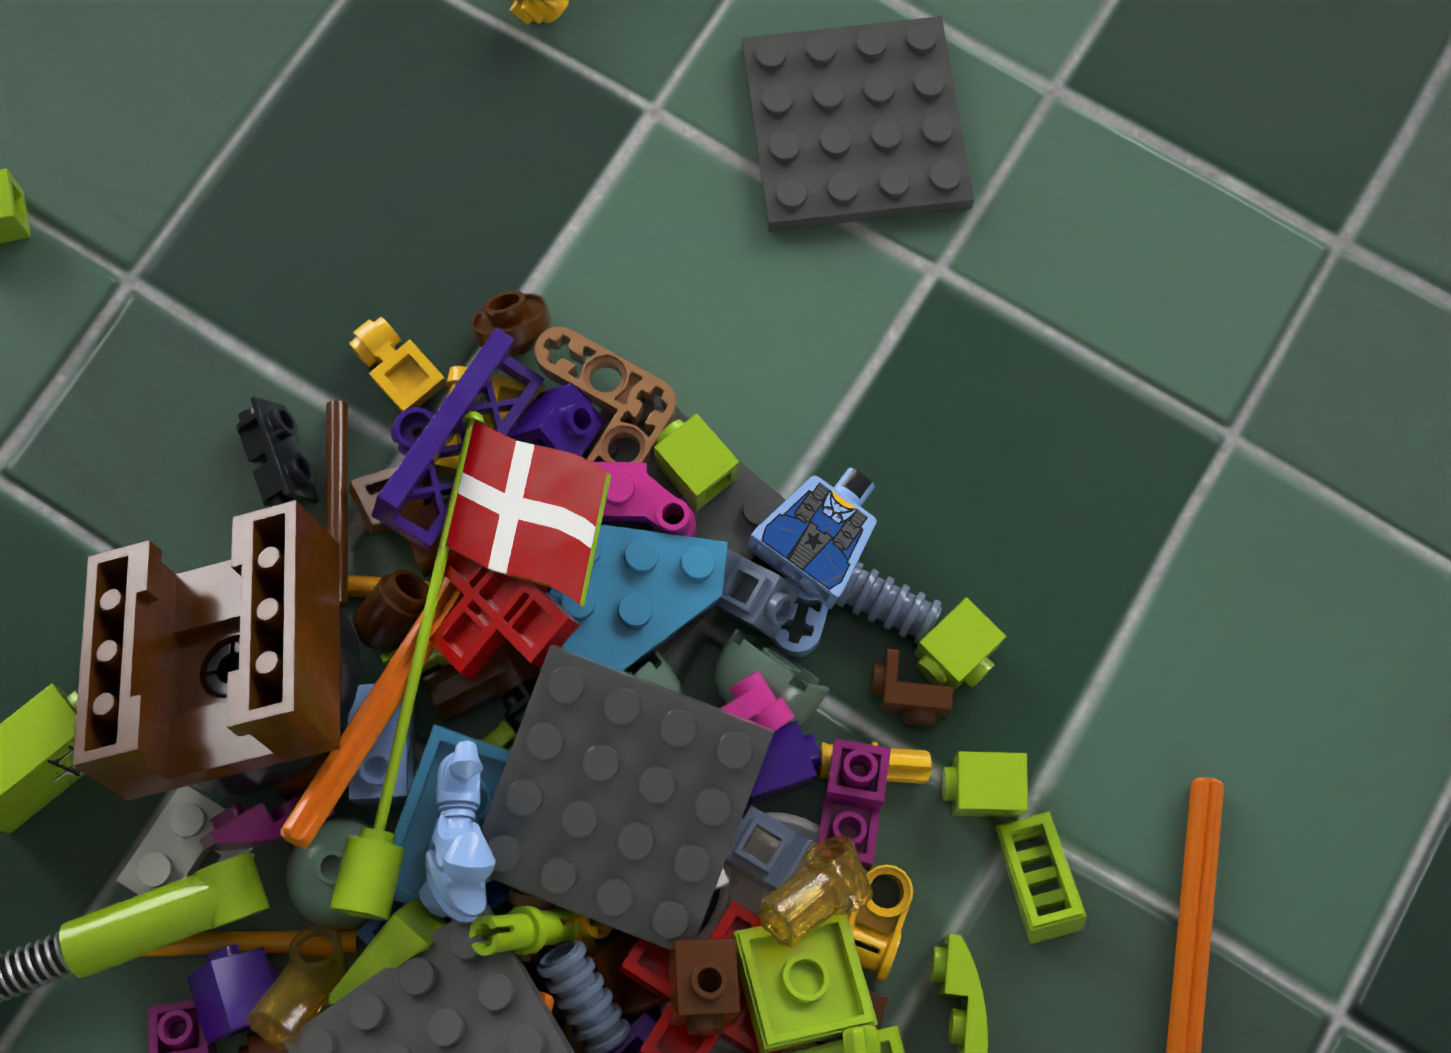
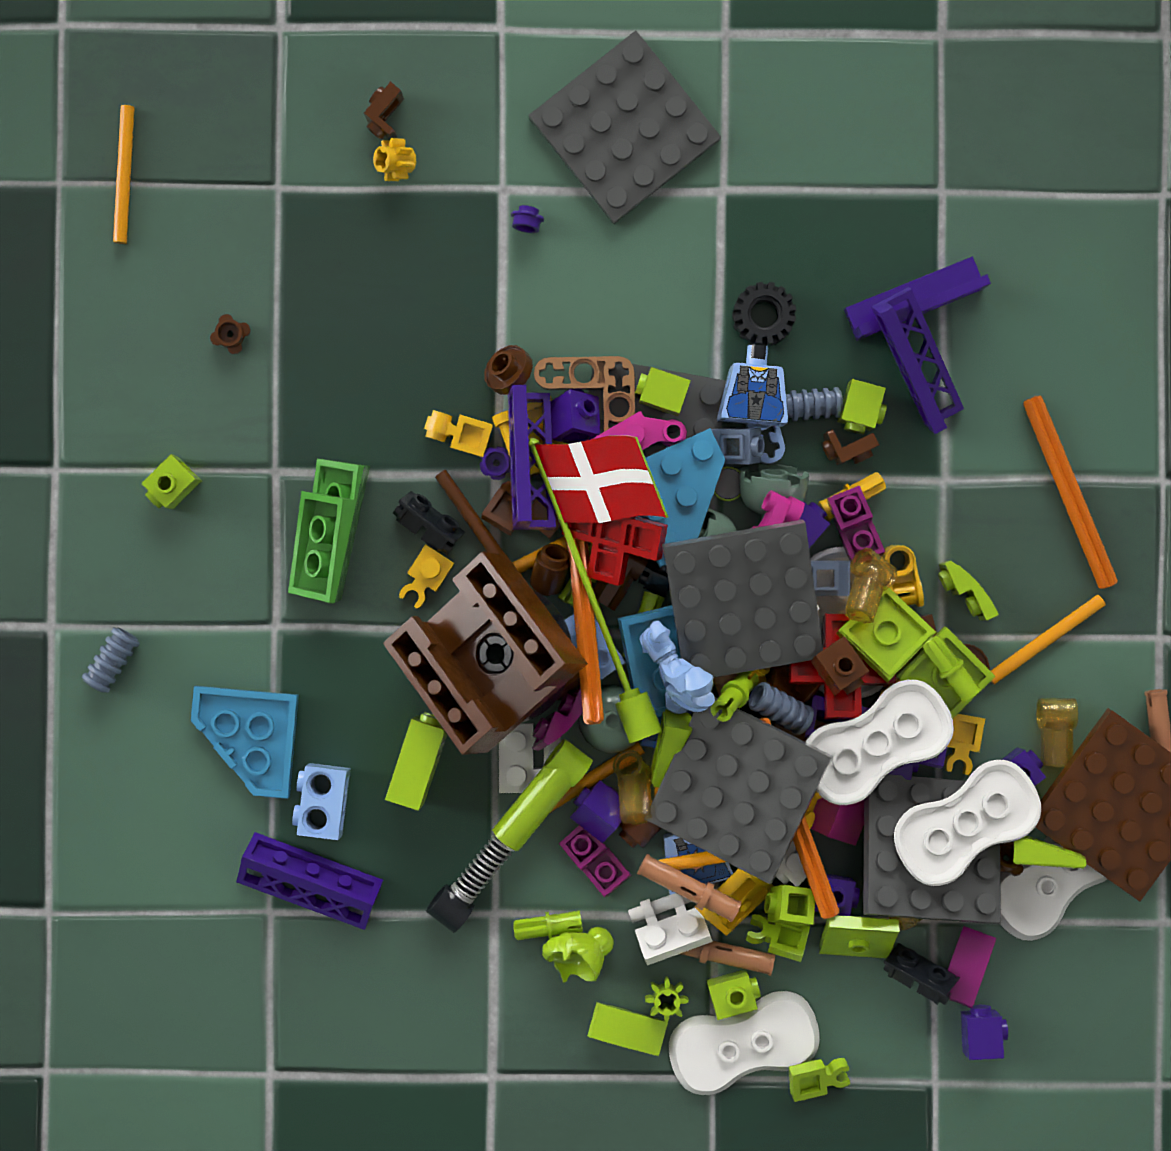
camera: 30 degrees left, 15 degrees up
(142, 389) = (327, 530): none -> bright green slope
(187, 69) = (225, 325): none -> reddish brown plate
(218, 525) = (429, 571): none -> yellow plate
(658, 157) = (527, 219): none -> dark purple plate
(705, 642) = (728, 484): none -> flat silver tile
(904, 420) = (770, 294): none -> black tyre
(987, 784) = (918, 472): lime brick -> none
(1053, 924) = (993, 523): lime slope -> none
(1057, 629) = (910, 367): none -> dark purple fence
(1119, 551) = (930, 292): none -> dark purple fence

